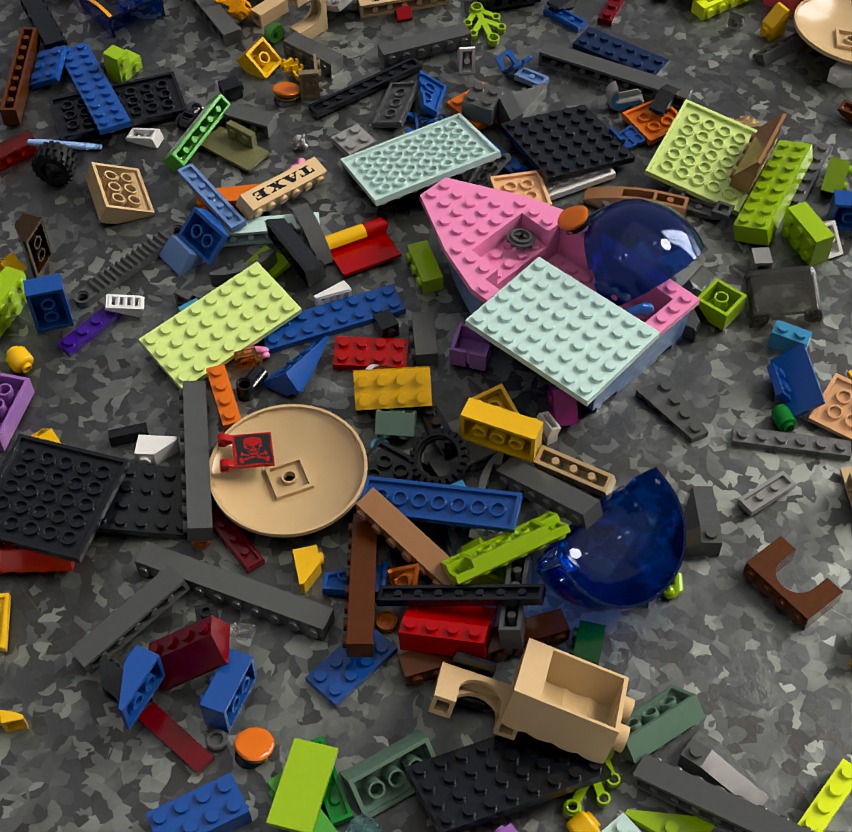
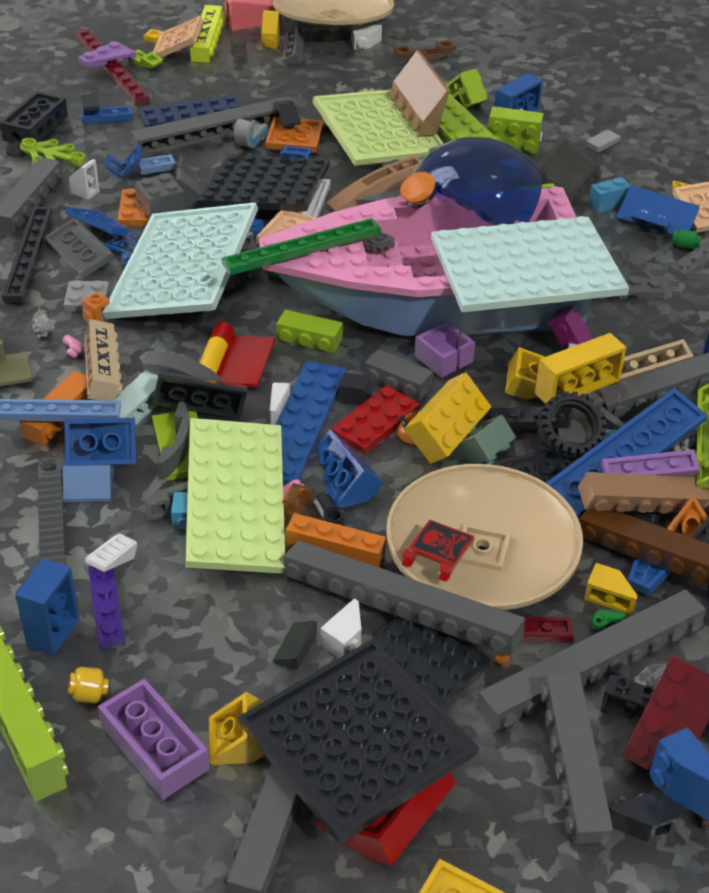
camera: 55 degrees left, 10 degrees down
(279, 578) = (605, 617): none -> green arm
(336, 149) = (92, 306): none -> orange bracket
(429, 524) = (668, 463): none -> medium lavender plate
(453, 202) = (300, 246): none -> green tile
(643, 309) = (551, 213): blue arm -> none

